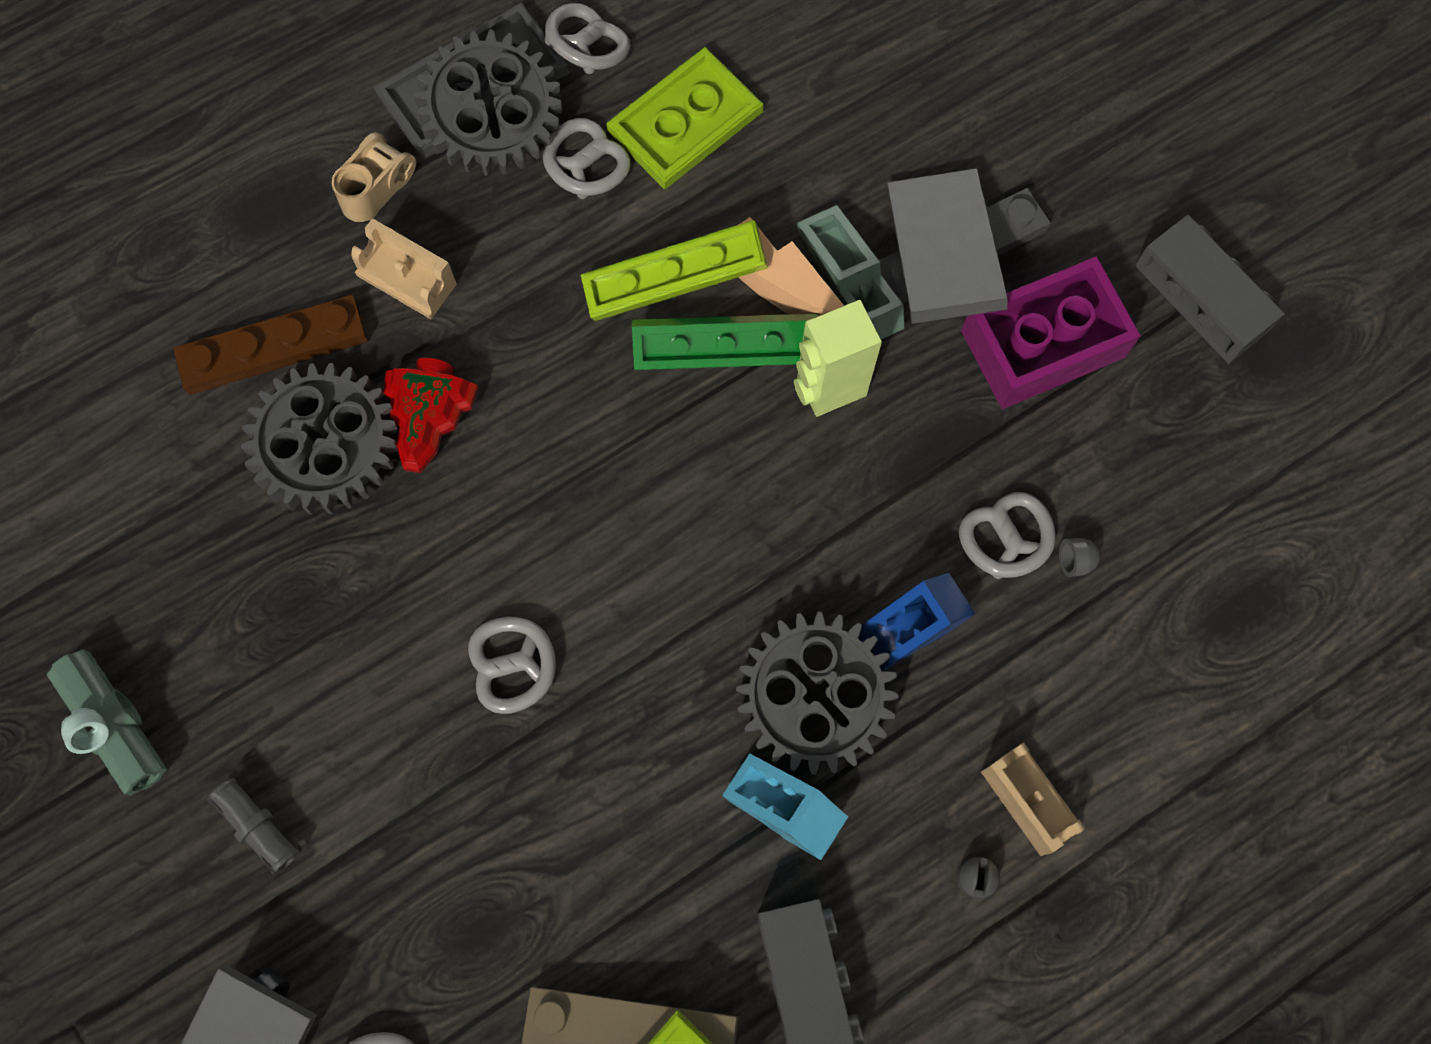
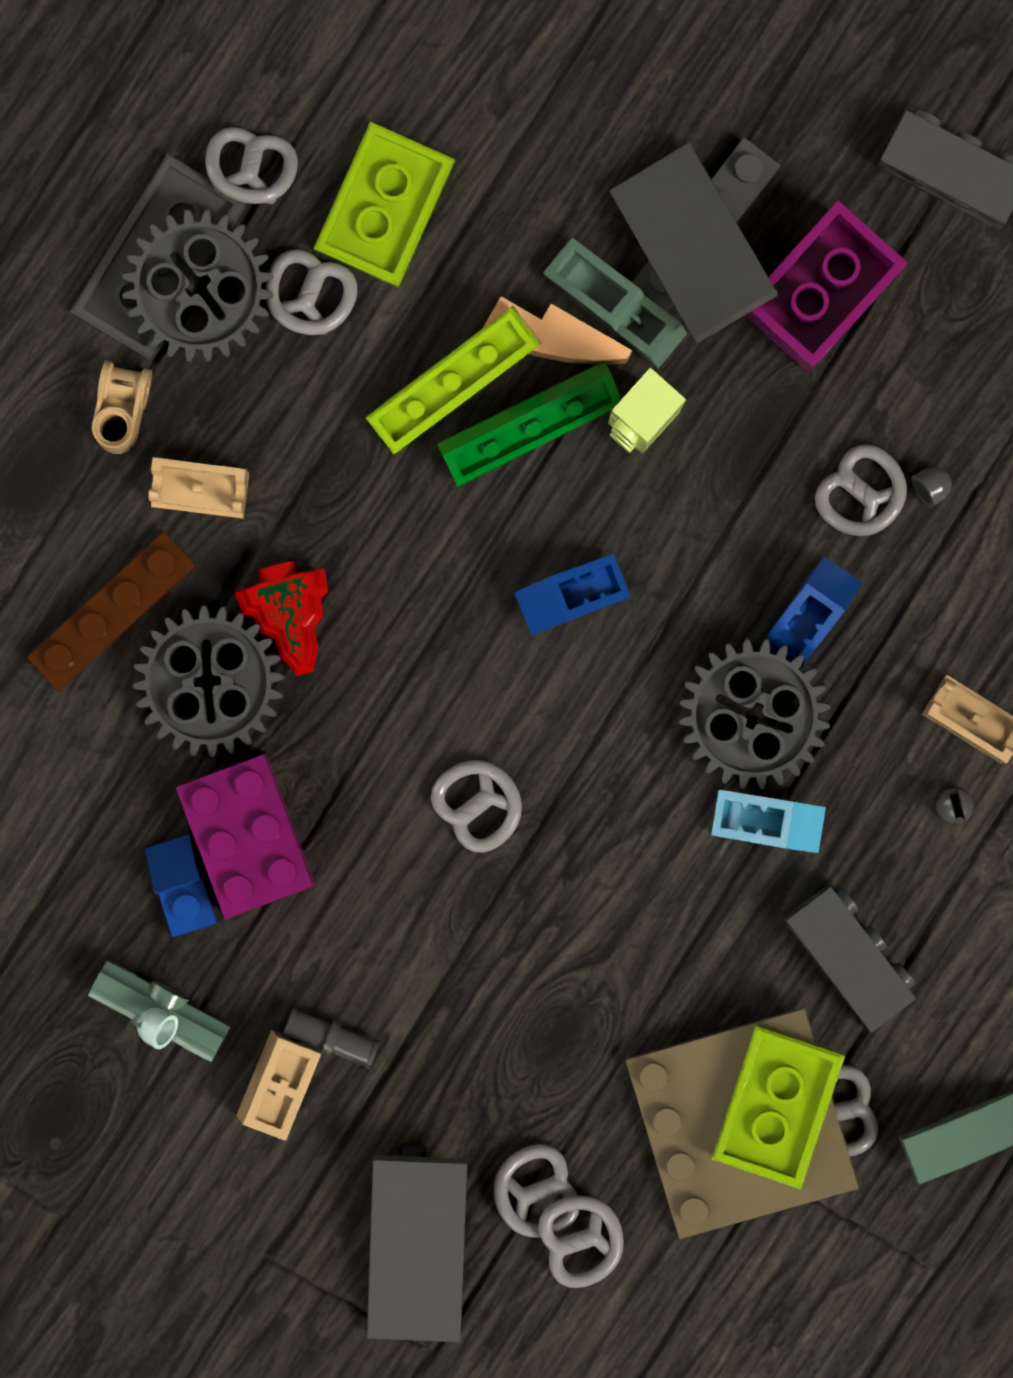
camera: 20 degrees left, 15 degrees up
(173, 850) = (278, 1085): none -> tan hinge
(195, 614) = (180, 885): none -> blue slope
(275, 591) = (245, 836): none -> magenta brick
(692, 503) = (572, 594): none -> blue arch

